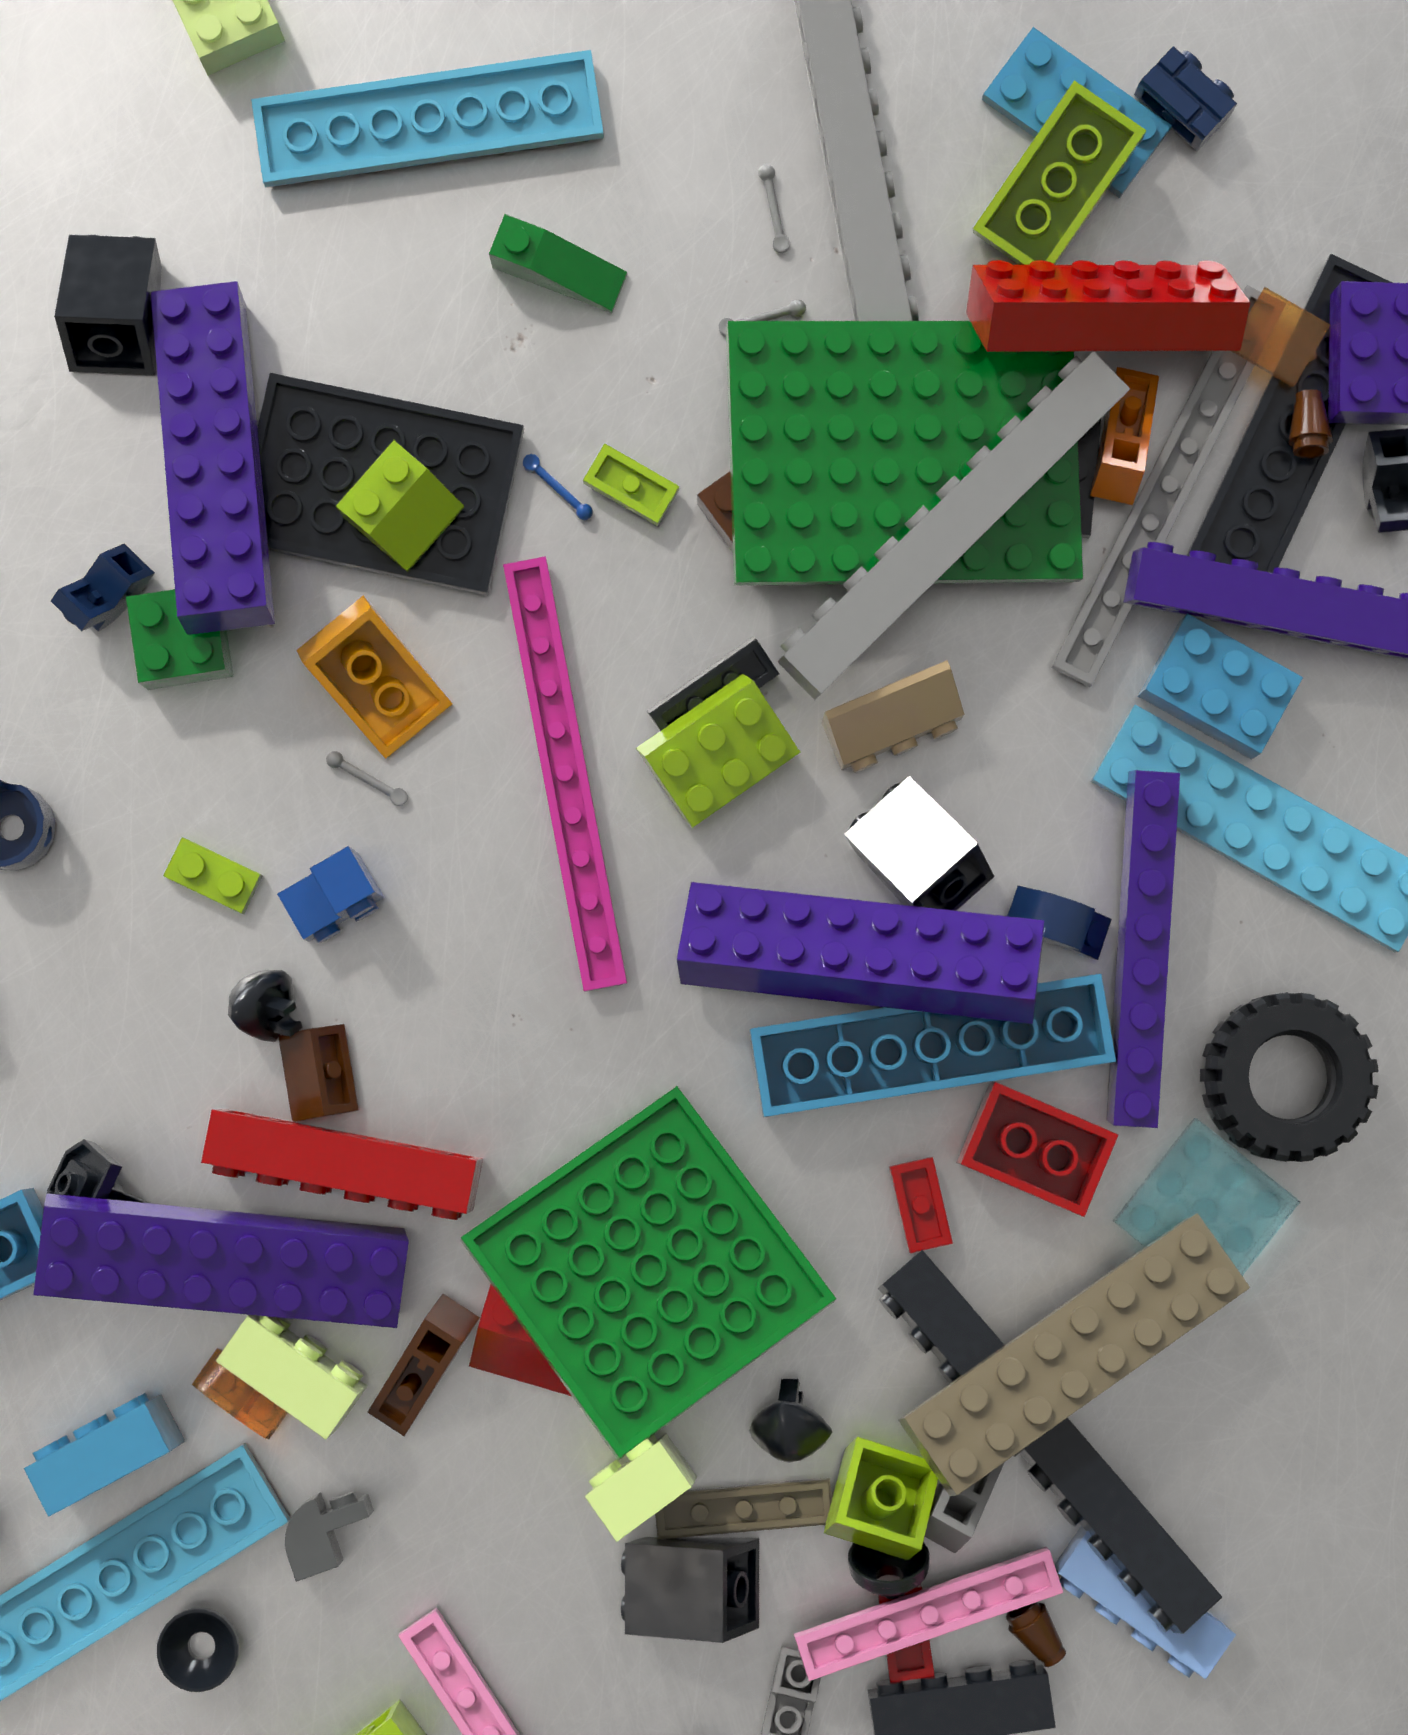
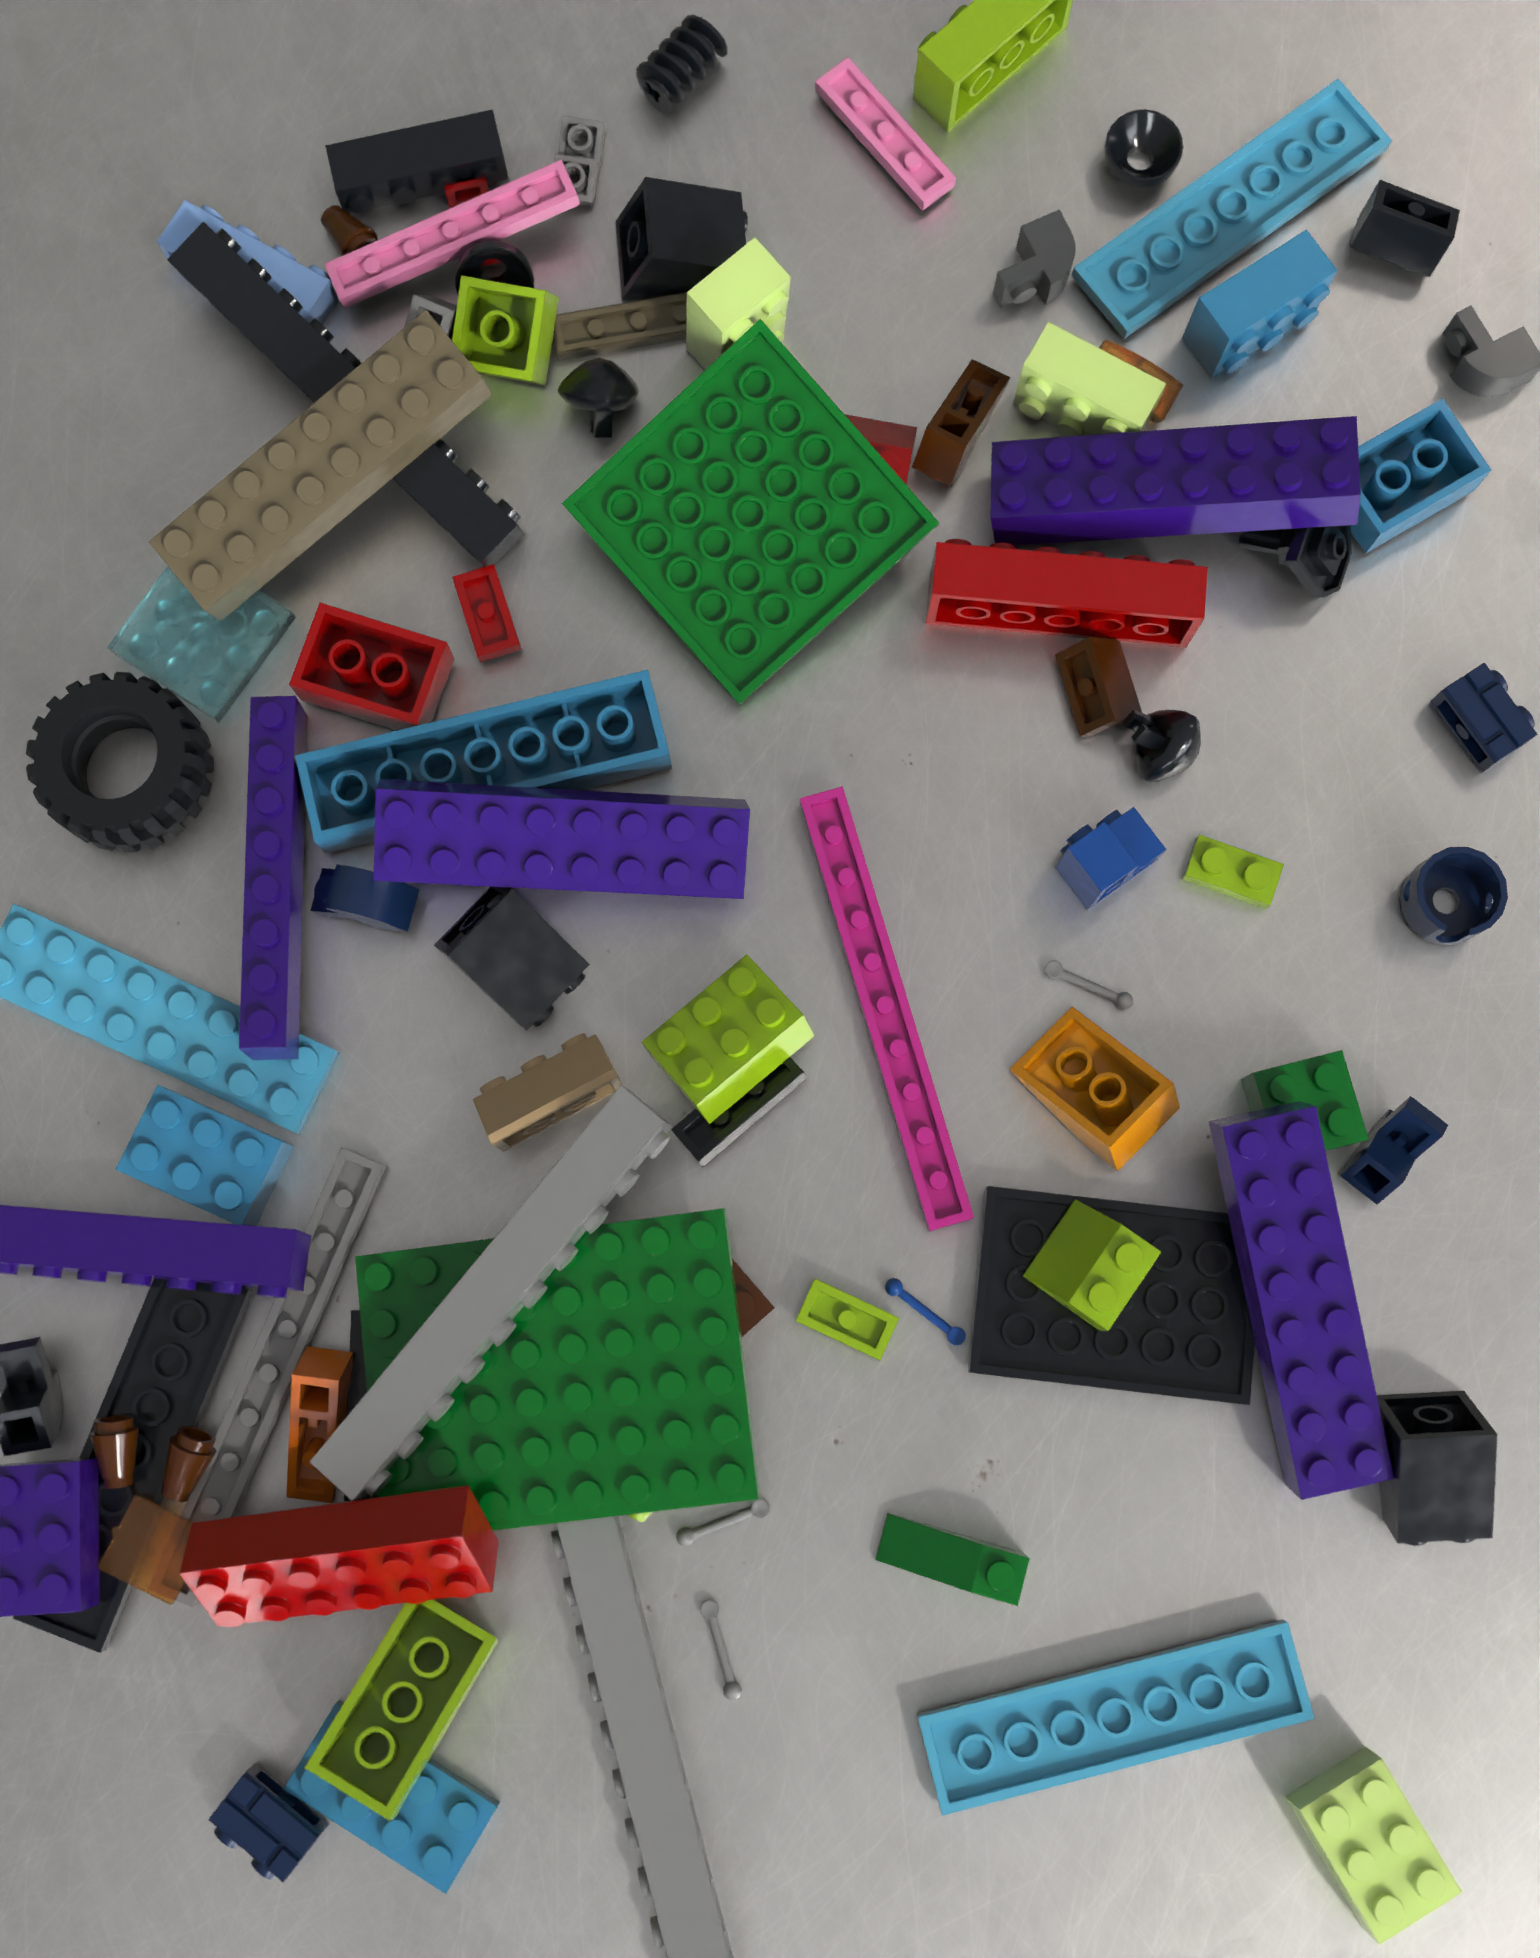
camera: 175 degrees right, 5 degrees down
(1245, 410) = (186, 1462): none -> reddish brown cone

